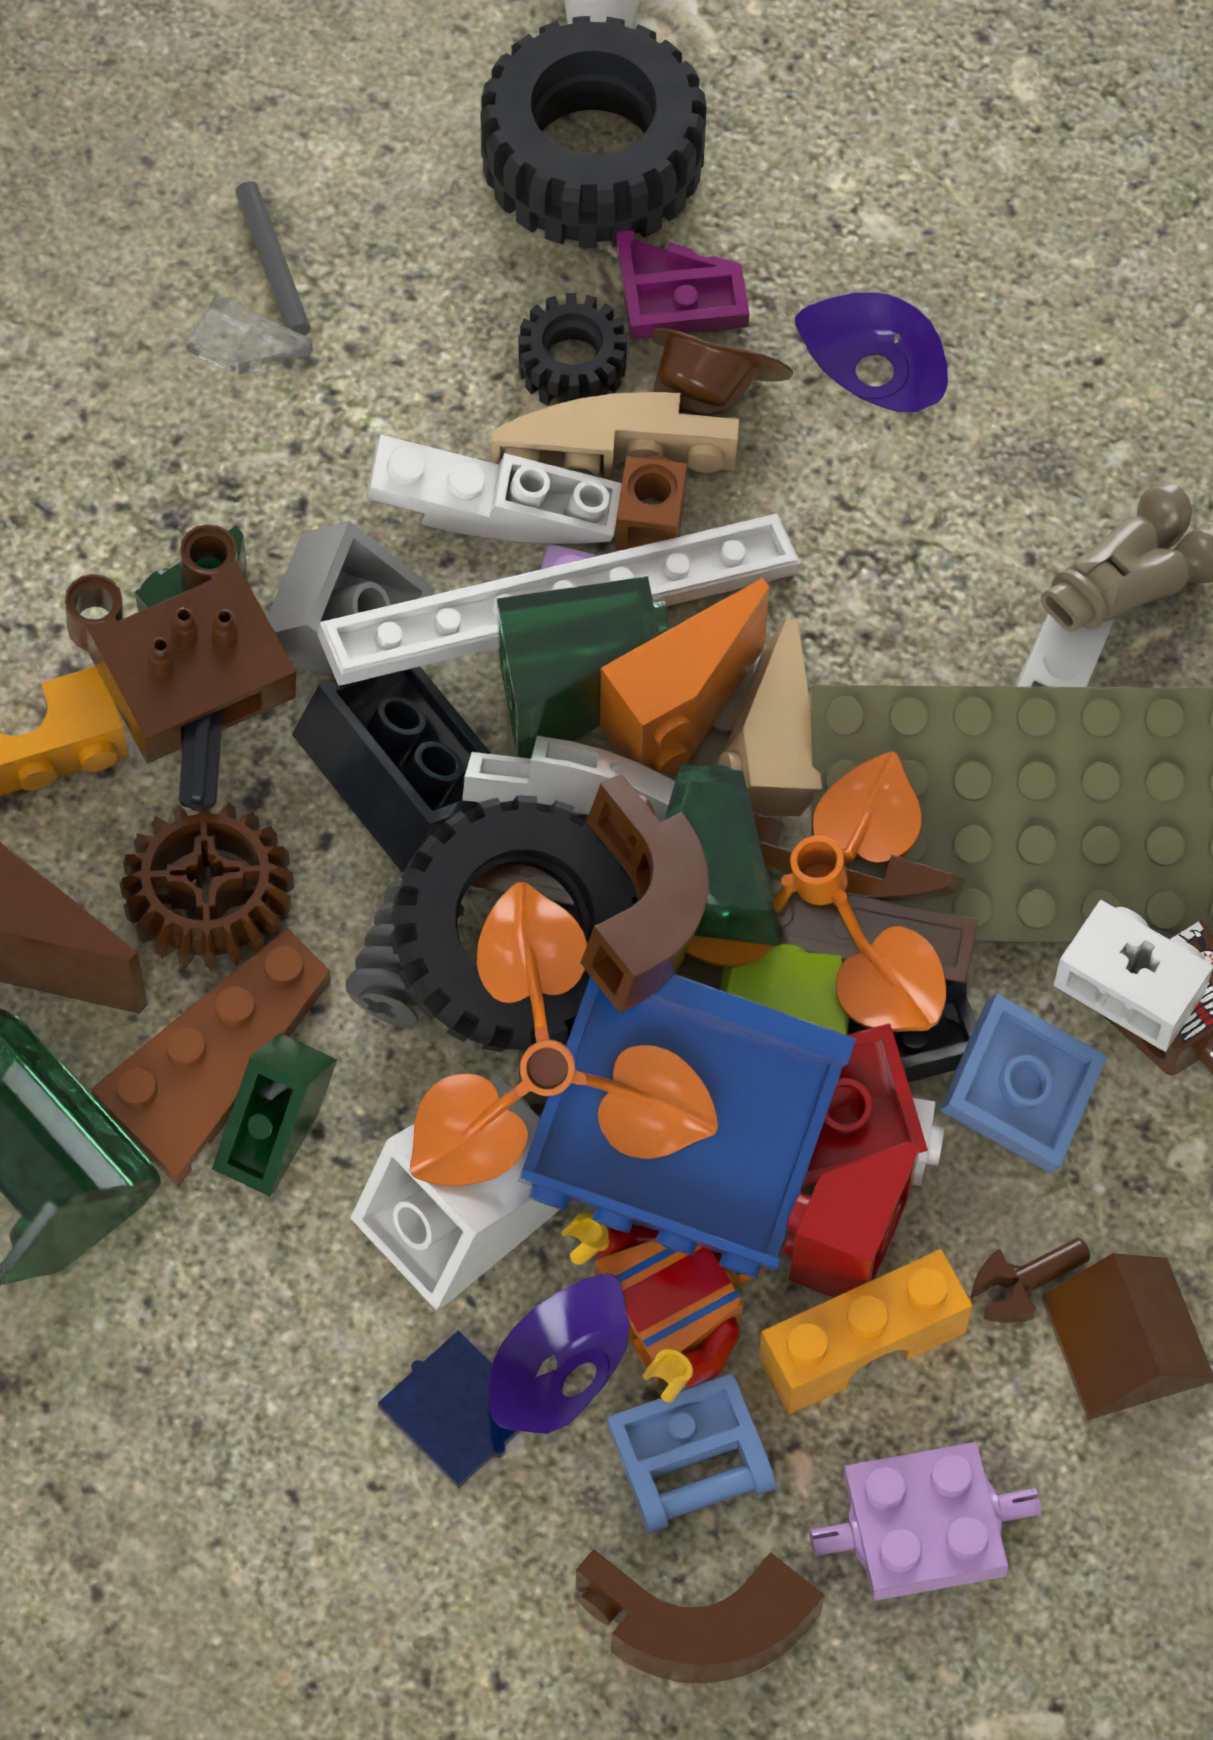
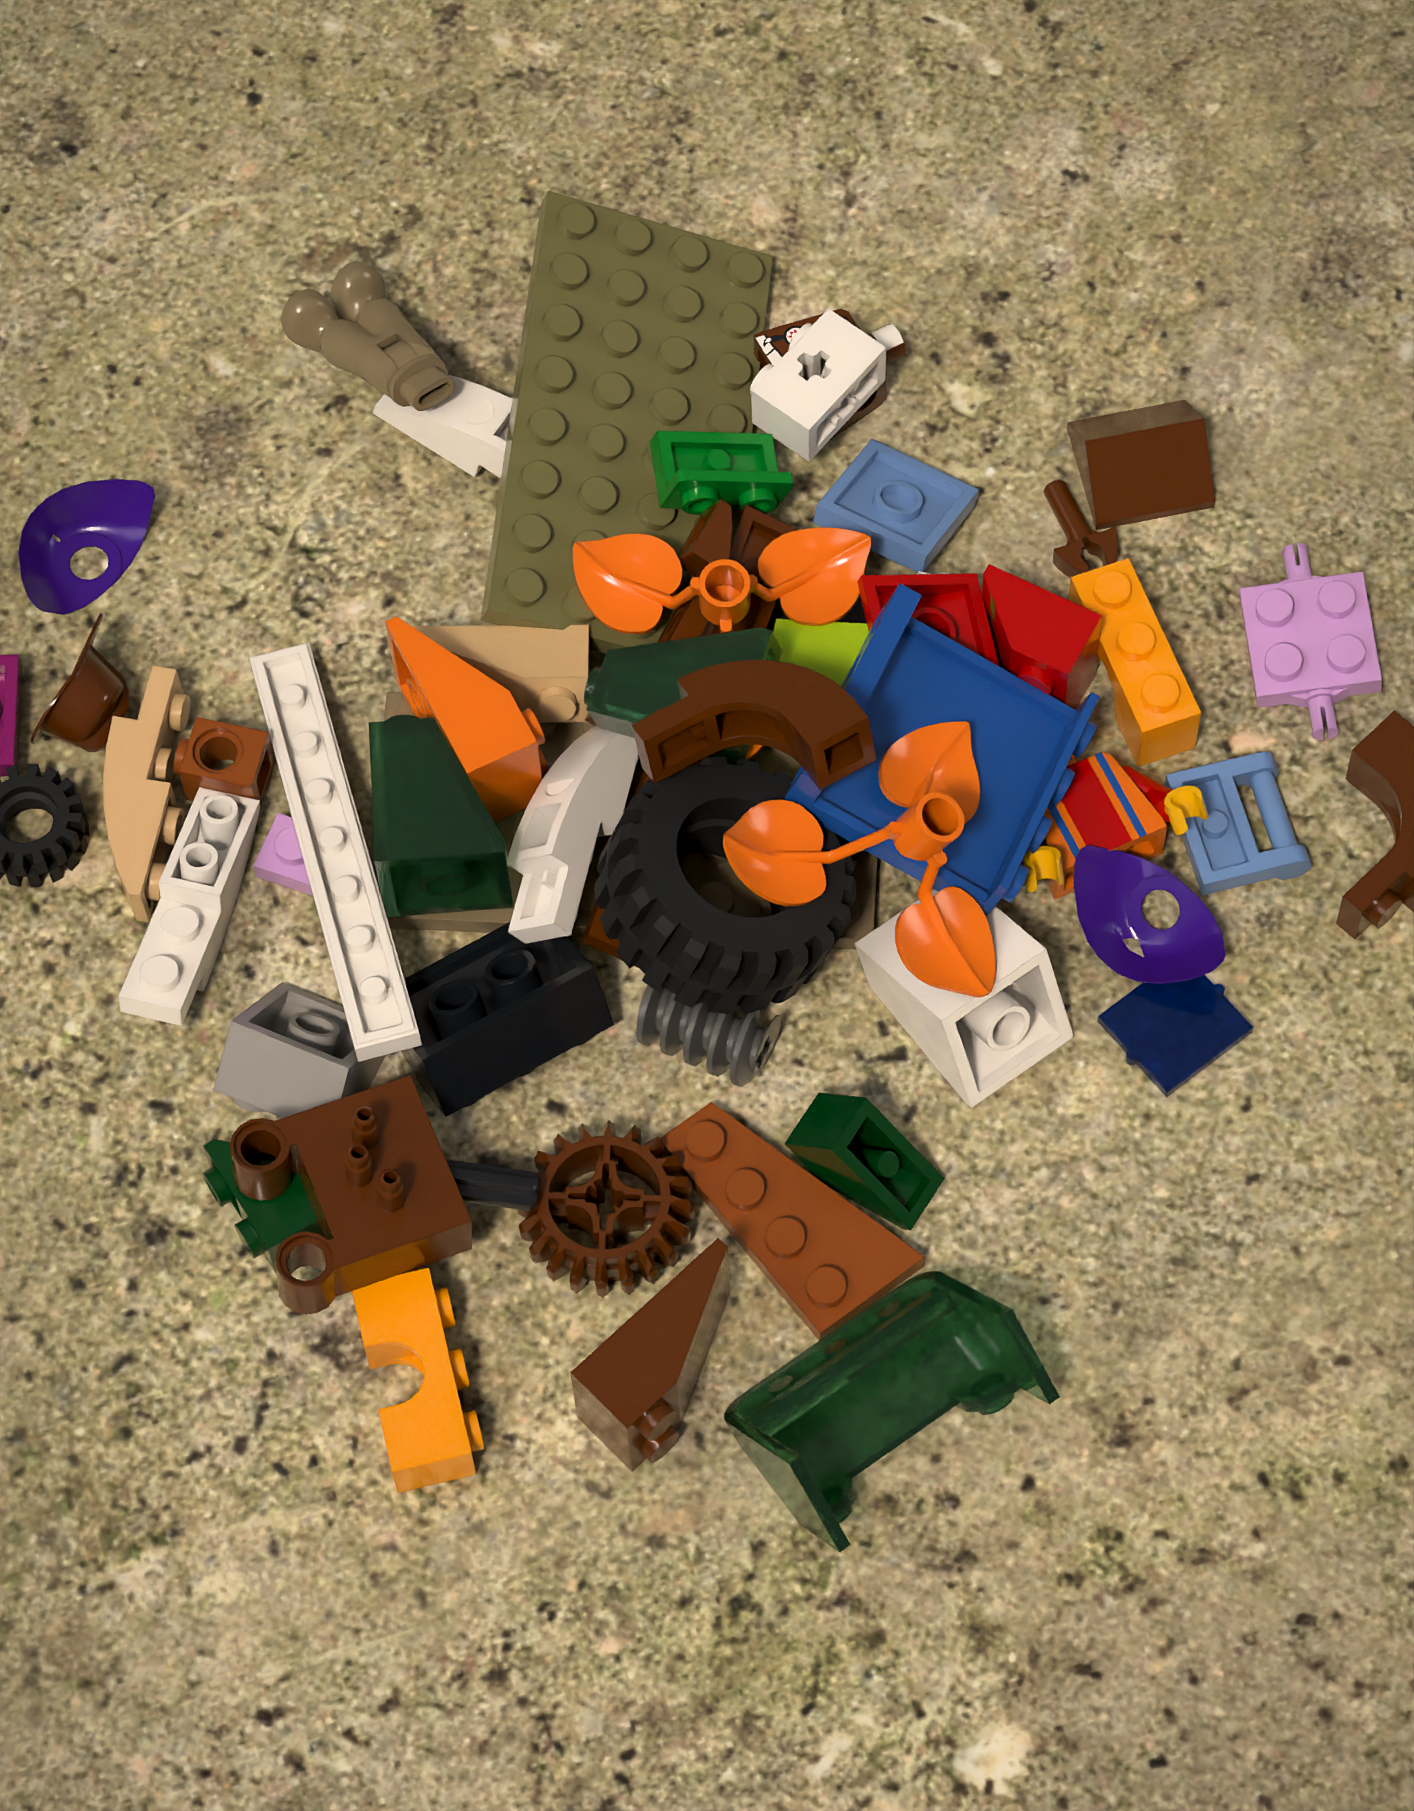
camera: 80 degrees left, 0 degrees up
(1020, 892) = (704, 467): none -> green bracket

